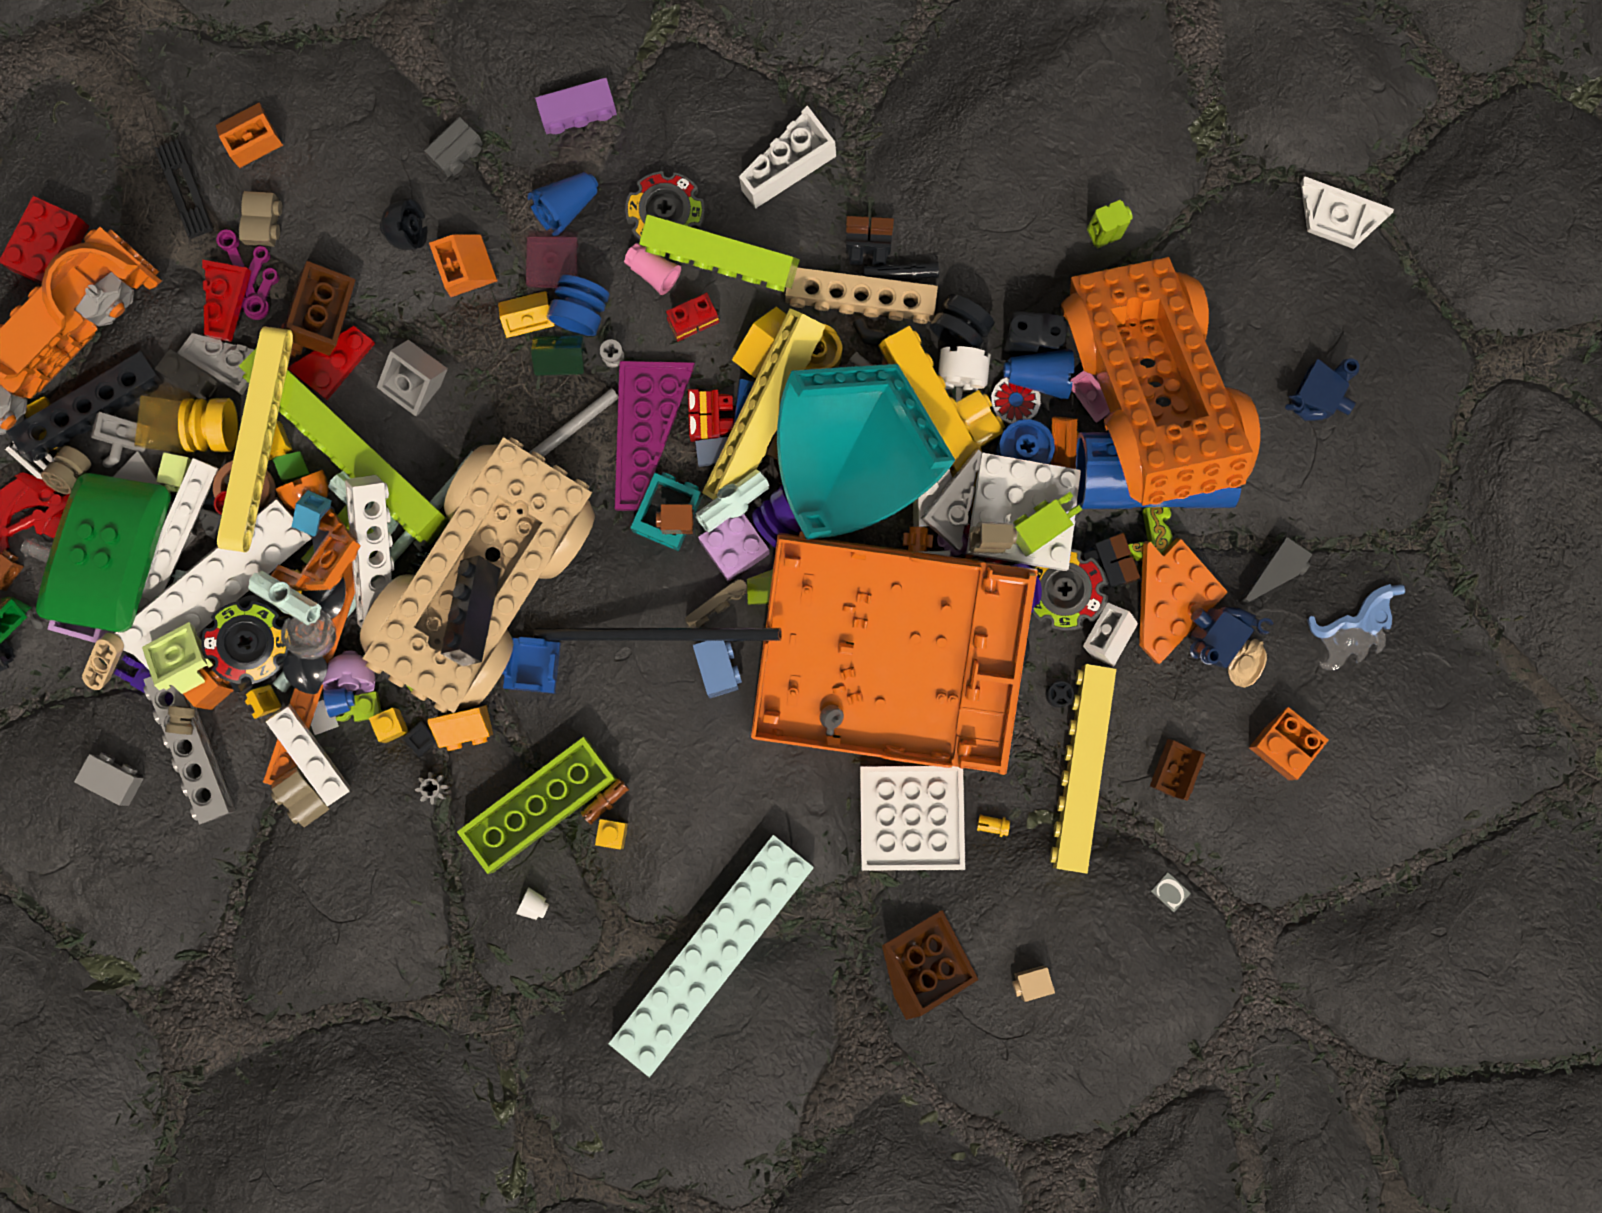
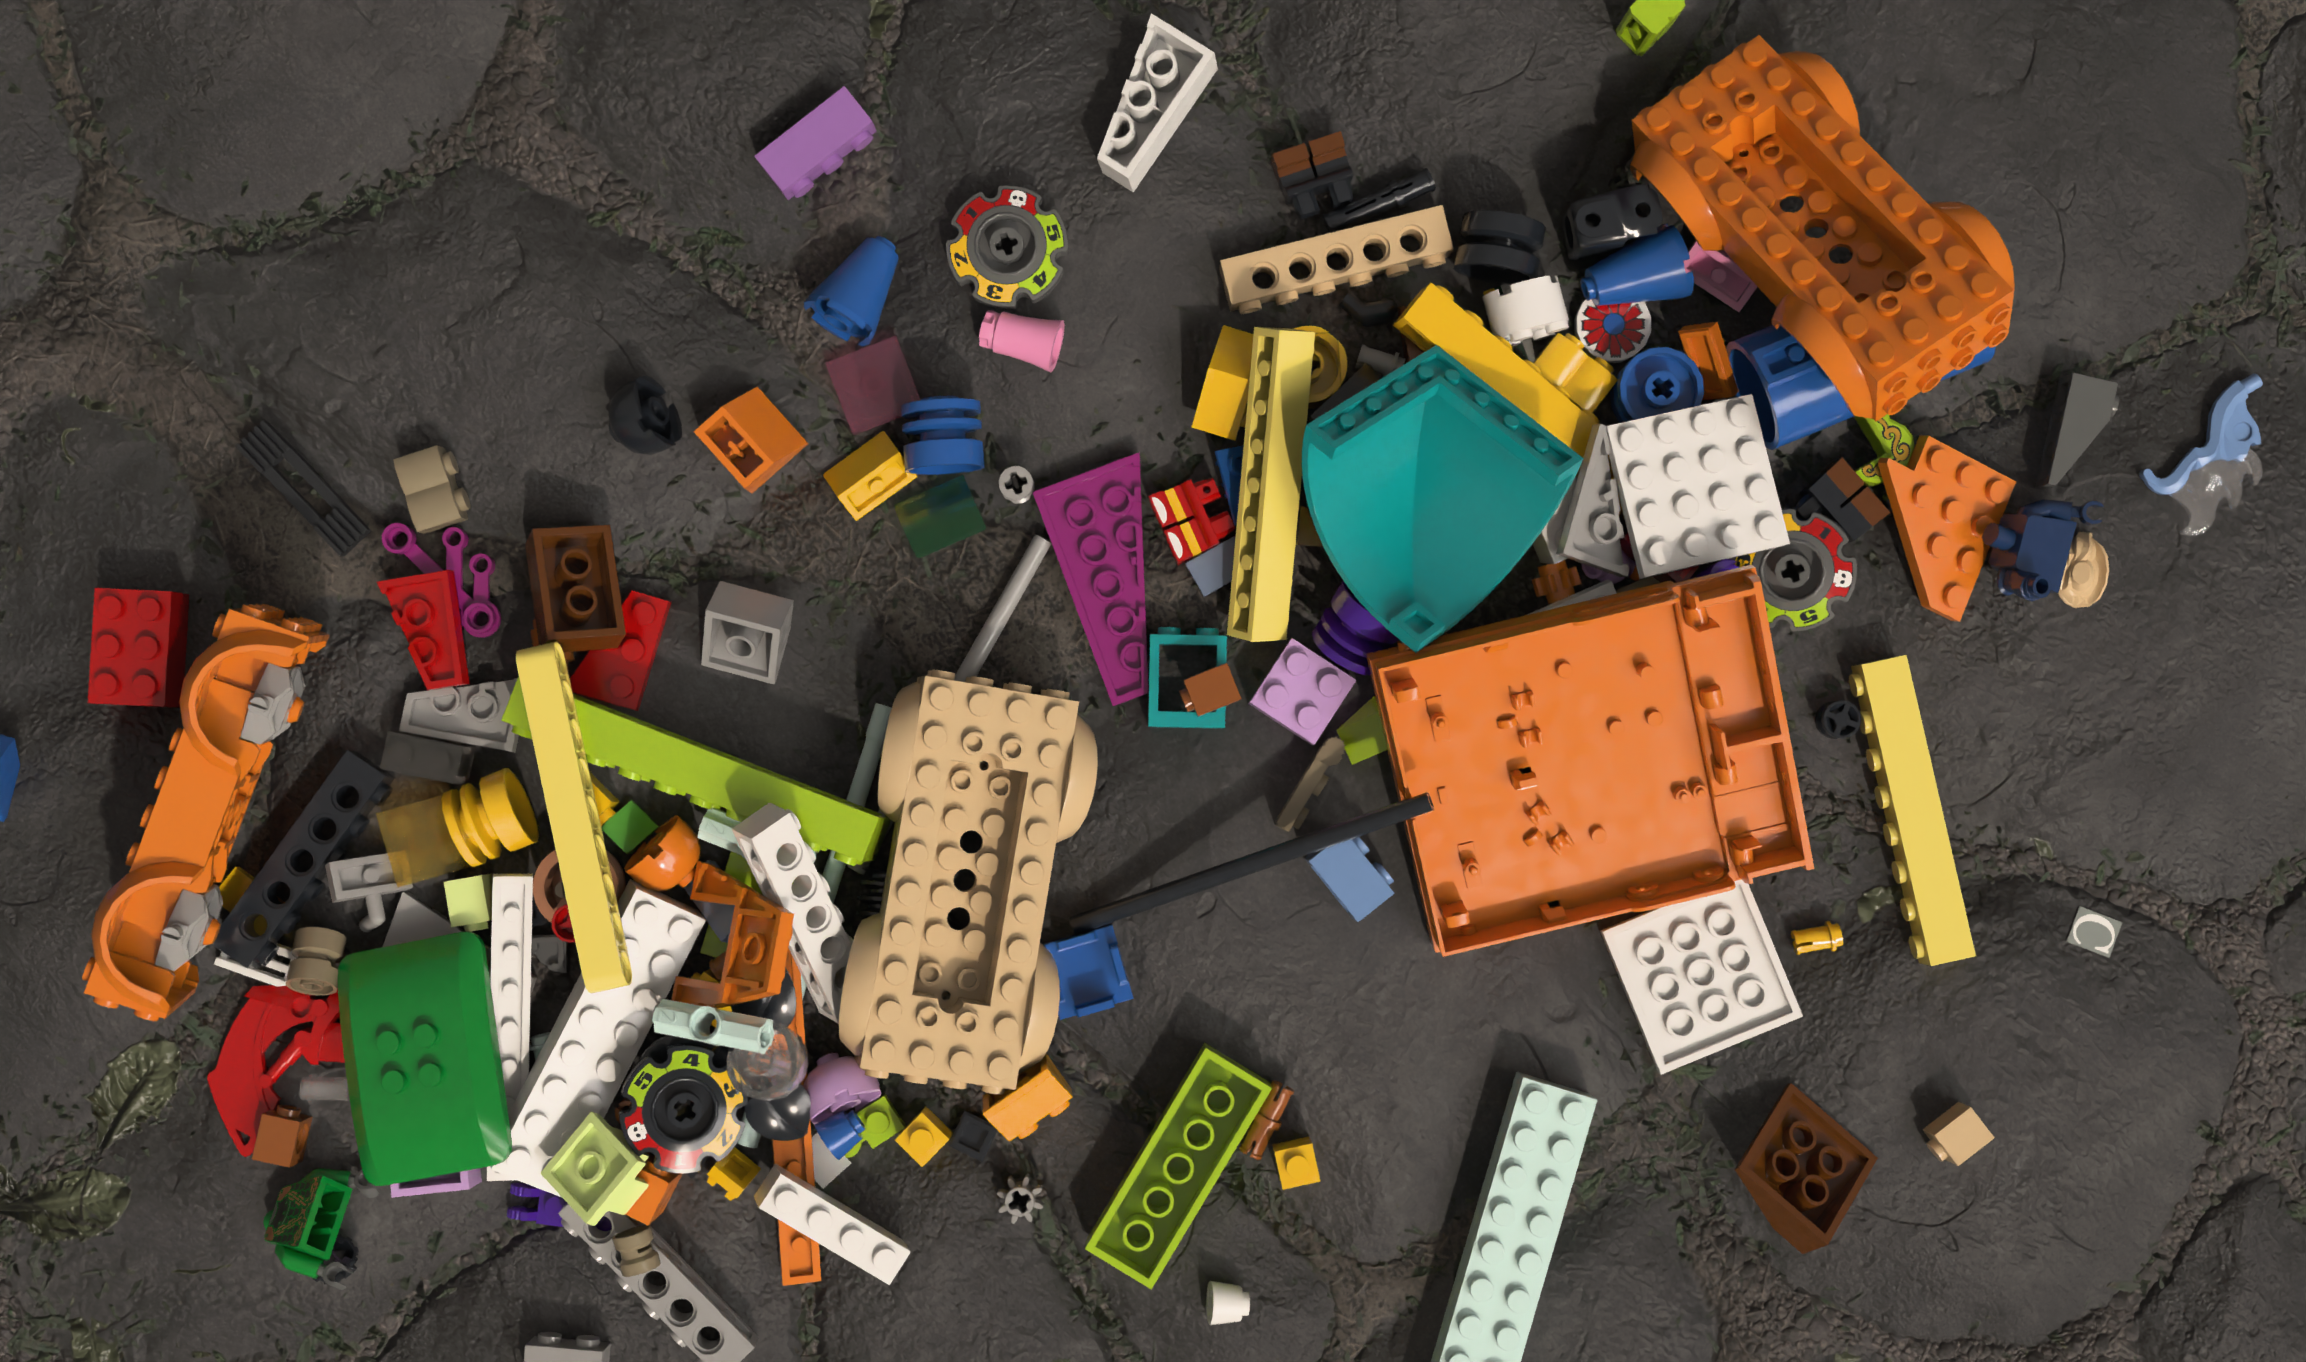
camera: 20 degrees left, 5 degrees up
(110, 657) = (495, 1201): tan beam -> none
(248, 135) = (361, 373): orange slope -> none
(298, 796) = (841, 1286): dark tan brick -> none
(309, 512) = (693, 888): dark azure panel -> none
(454, 147) = (666, 274): dark grey brick -> none
(470, 611) = (983, 940): black brick -> none
(692, 314) = (1109, 385): red hips -> none
(718, 251) = (1117, 283): lime brick -> none
(732, 500) = (1279, 632): light aqua piece -> none
(831, 718) = (1539, 883): dark grey piece -> none
(992, 537) = (1676, 547): dark tan brick -> none
(1044, 525) = (1736, 496): lime hinge -> none
(1110, 634) = (1878, 608): white brick -> none
(1177, 770) = (2043, 761): reddish brown bracket -> none
(1289, 744) = (2183, 664): orange slope -> none
(1324, 391) = (2043, 139): dark blue torso -> none

